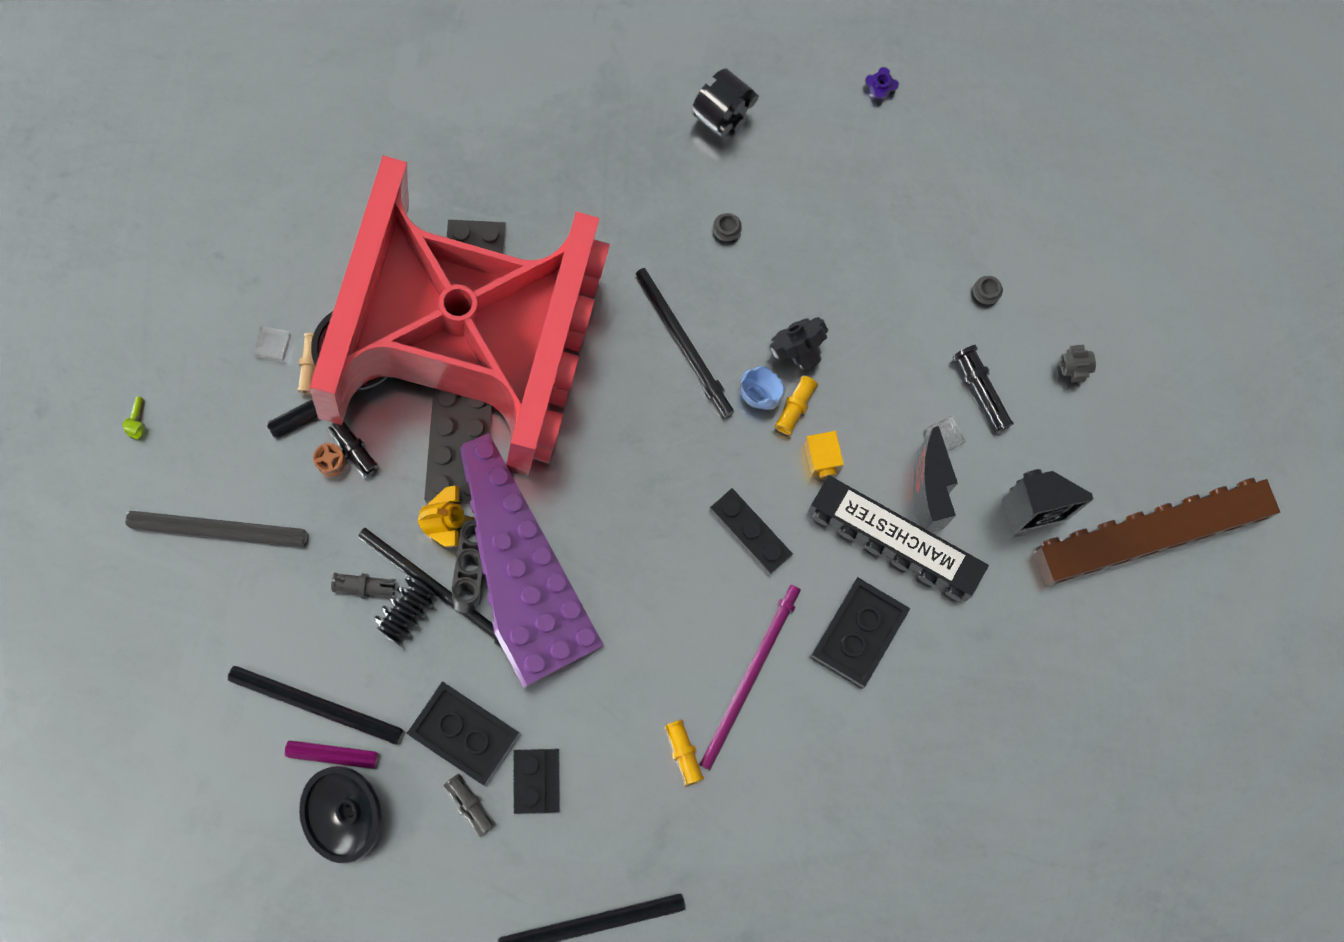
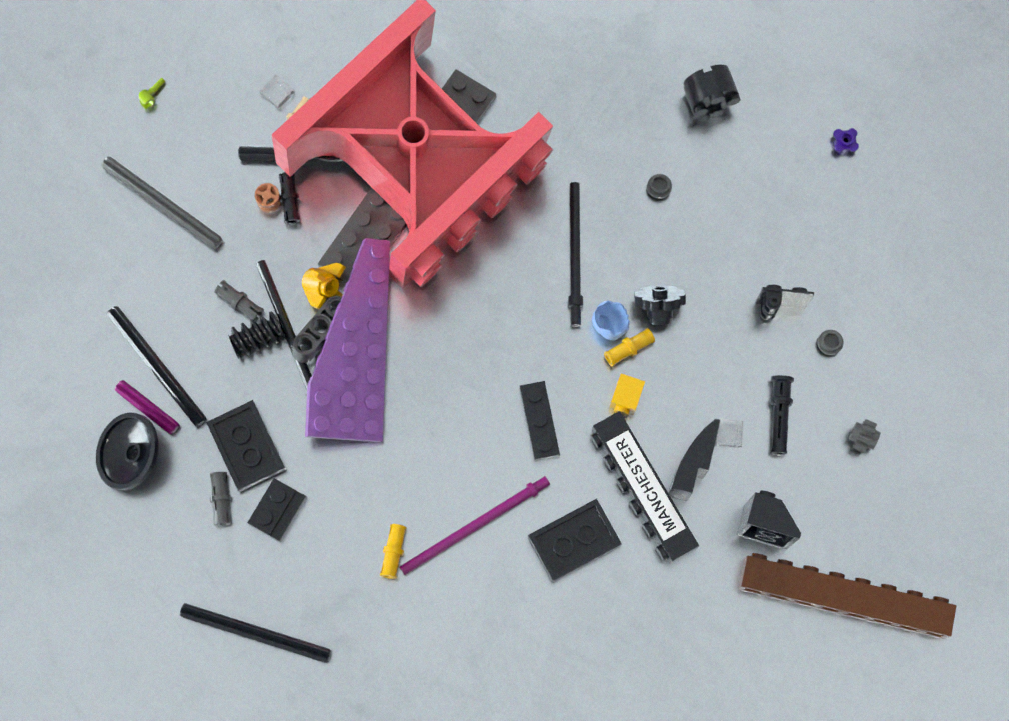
camera: 35 degrees right, 0 degrees up
(913, 274) = (774, 296): none -> black hinge

